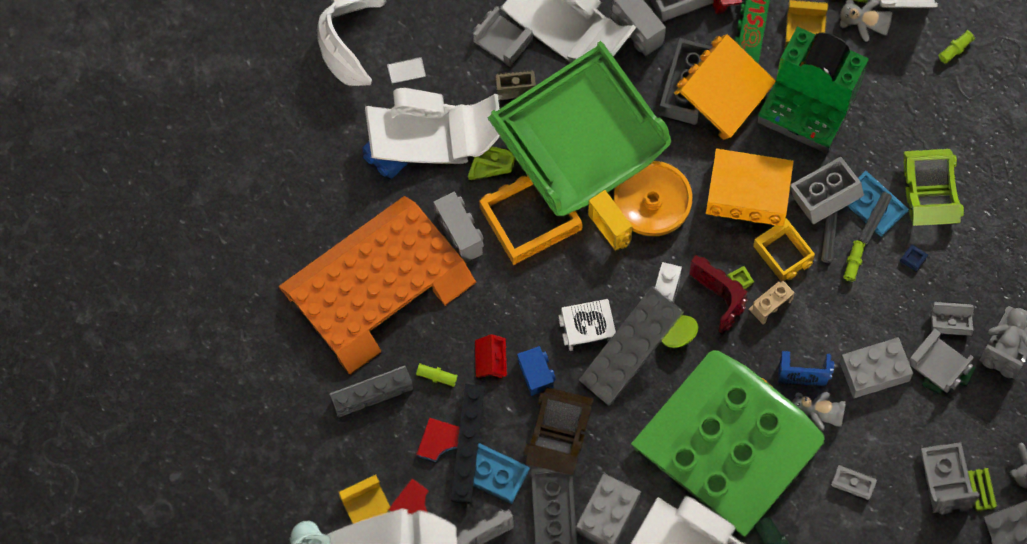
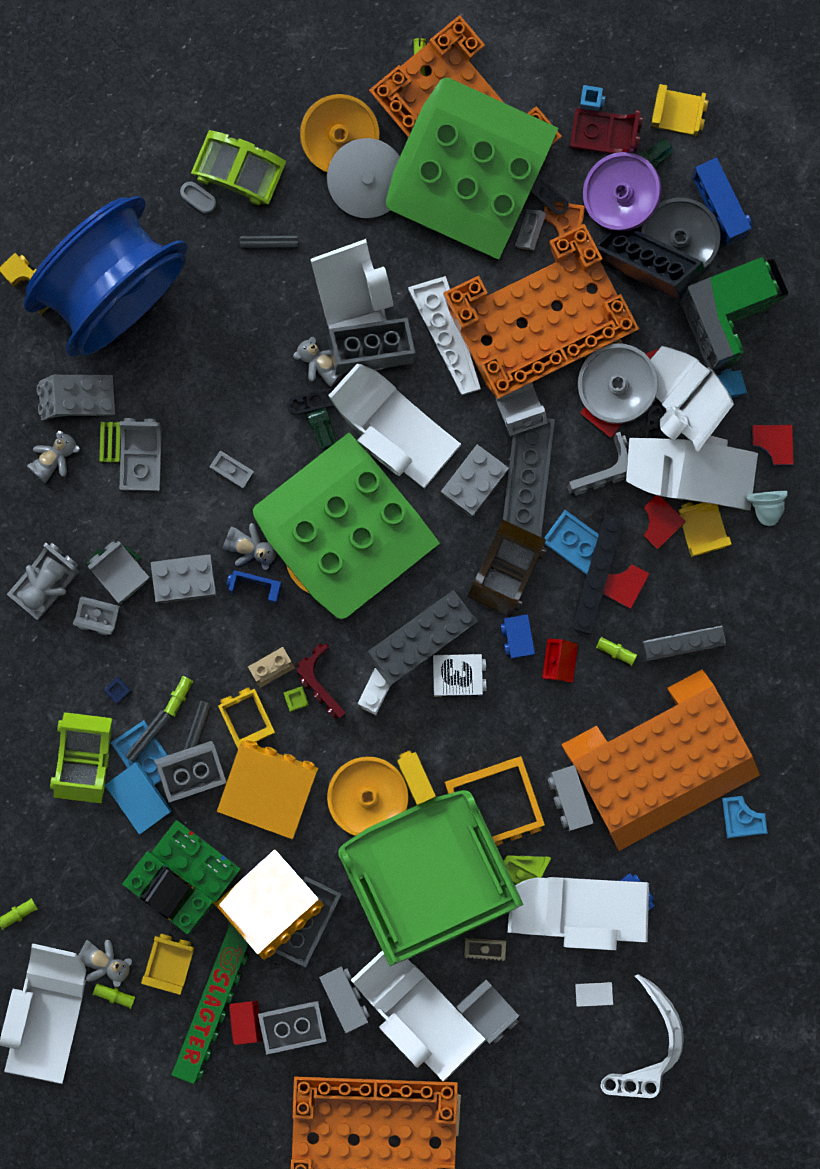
camera: 175 degrees left, 15 degrees up
(291, 243) = (742, 820): none -> dark azure tile
(681, 333) = (361, 647): lime piece -> none
(870, 163) = (138, 798): none -> dark azure tile

